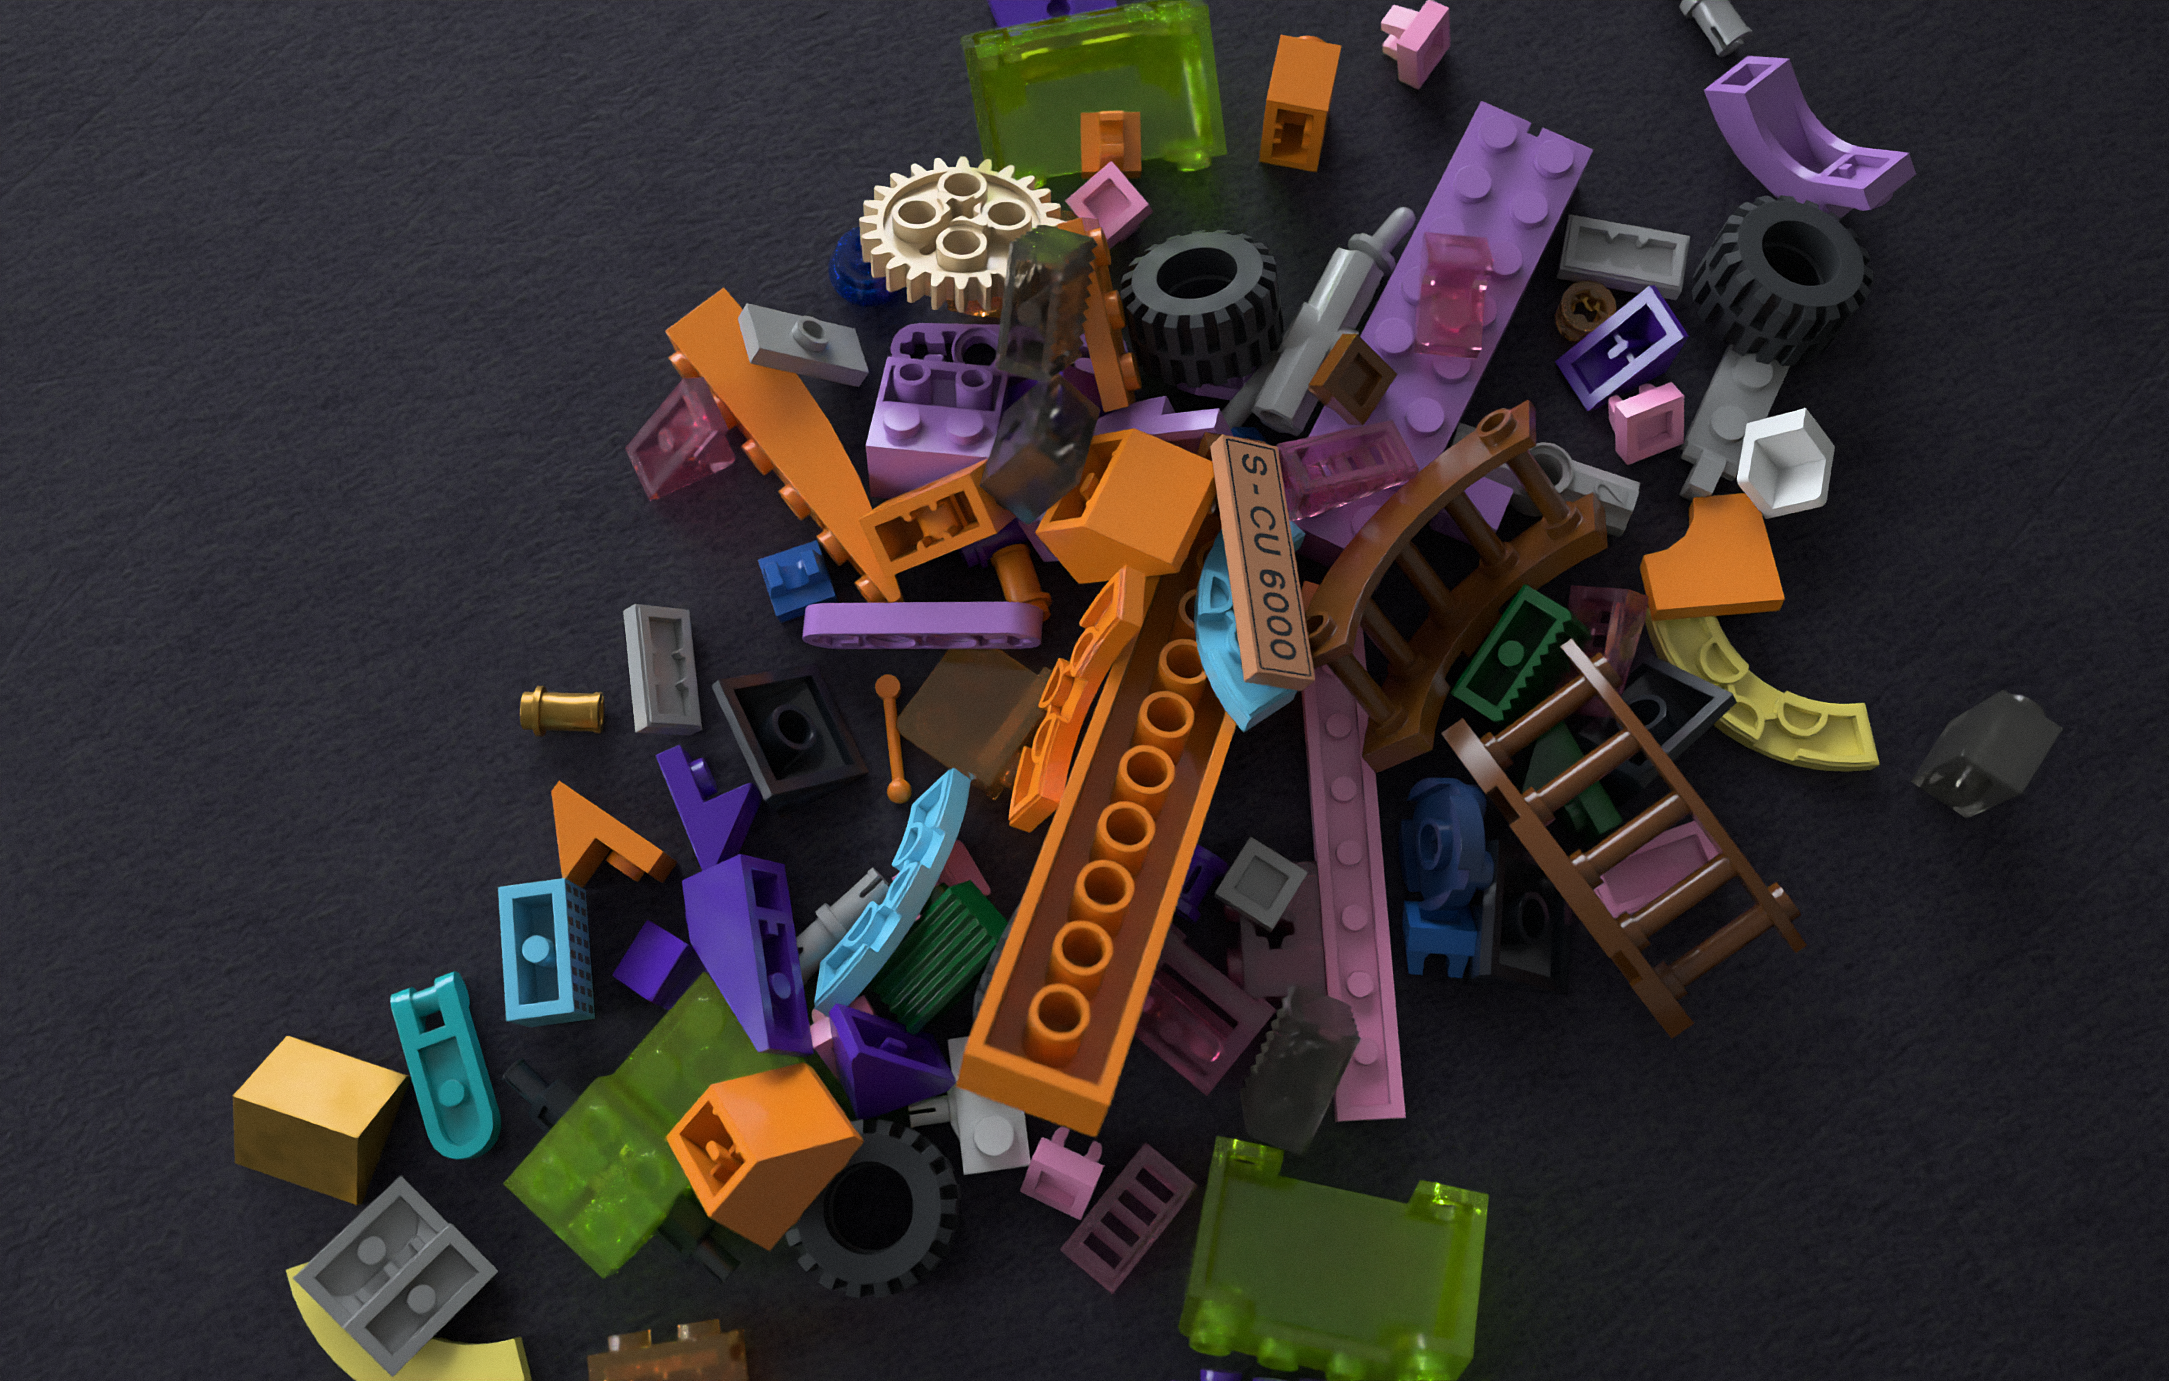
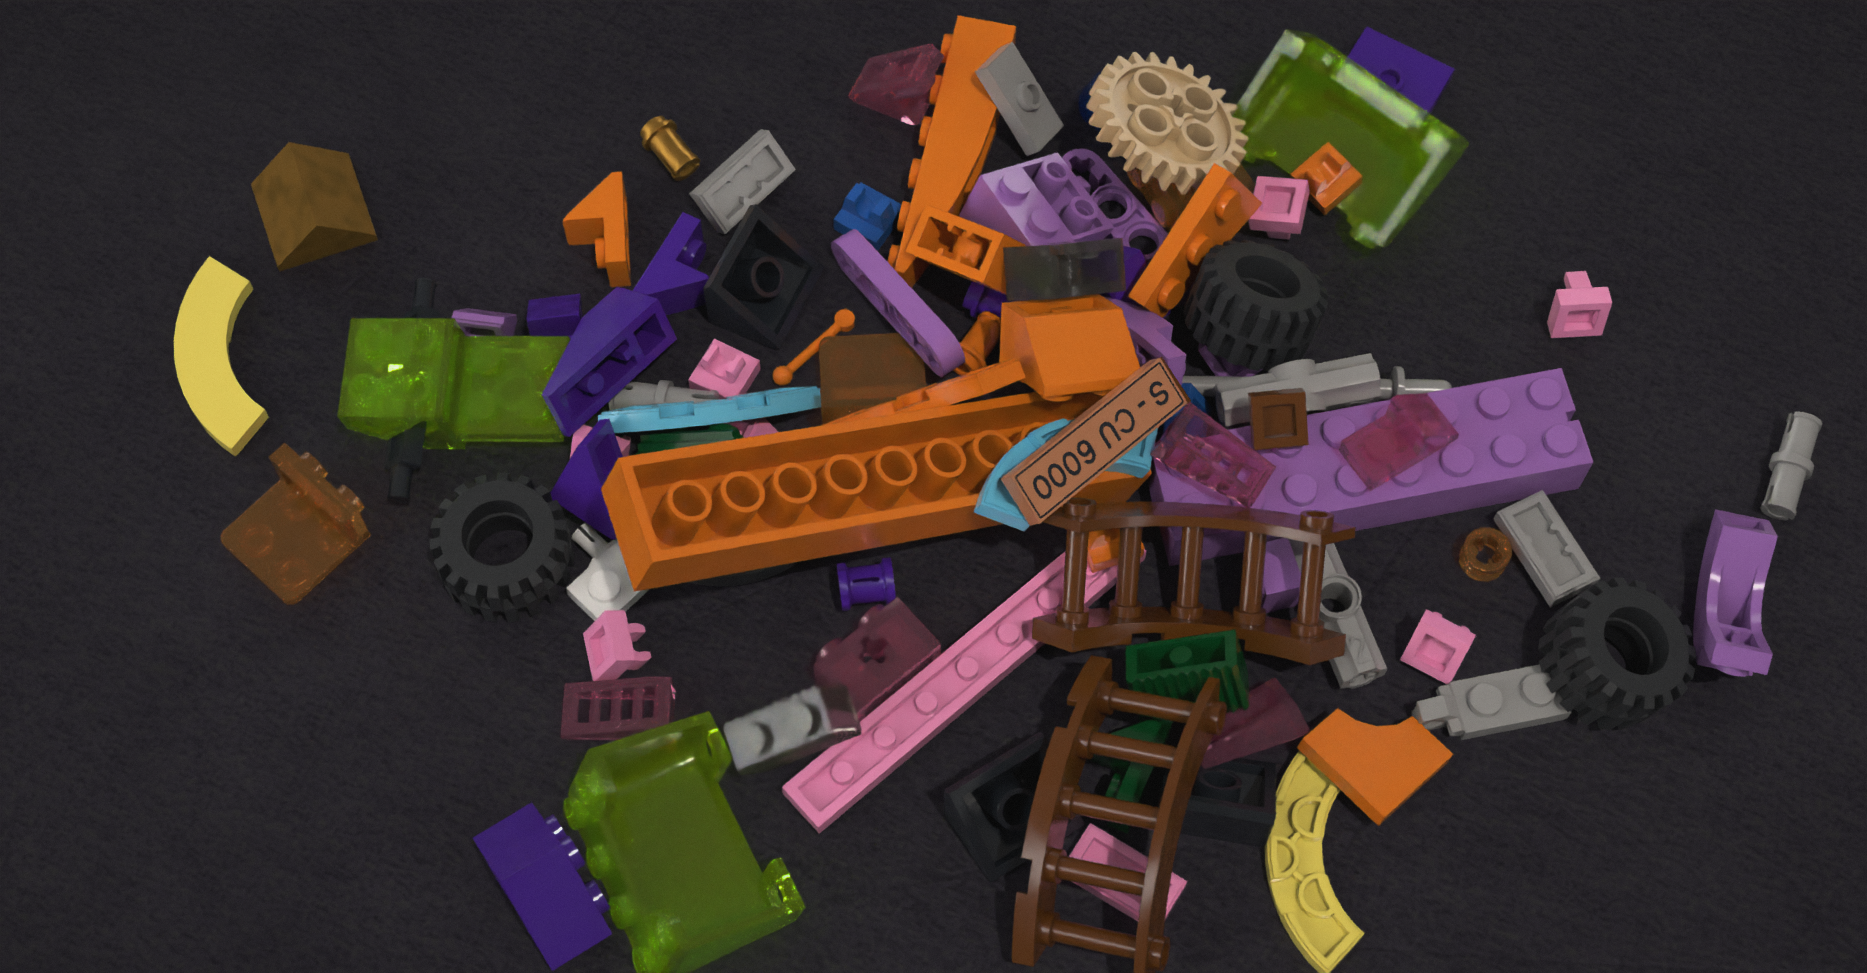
camera: 45 degrees right, 10 degrees down
(395, 1275) = (252, 314): light grey slope -> none
(448, 1068) = (398, 251): teal plate -> none
(546, 953) = (510, 246): medium azure brick -> none
(605, 1040) = (485, 323): none -> medium lavender slope
(763, 1149) = (483, 439): orange slope -> none
(852, 845) = (724, 370): none -> bright pink tile
(1044, 302) = (1154, 193): clear smoke brick -> none
(1187, 1030) = (766, 640): clear pink plate -> none
(1260, 884) = (894, 616): light grey tile -> none
(1299, 102) = (1455, 261): orange brick -> none
(1438, 933) = (957, 754): blue tile -> none
(1445, 844) = (1006, 725): dark blue plate -> none
(1624, 350) = (1473, 593): dark purple slope -> none
(1785, 464) = (1485, 751): white panel -> none

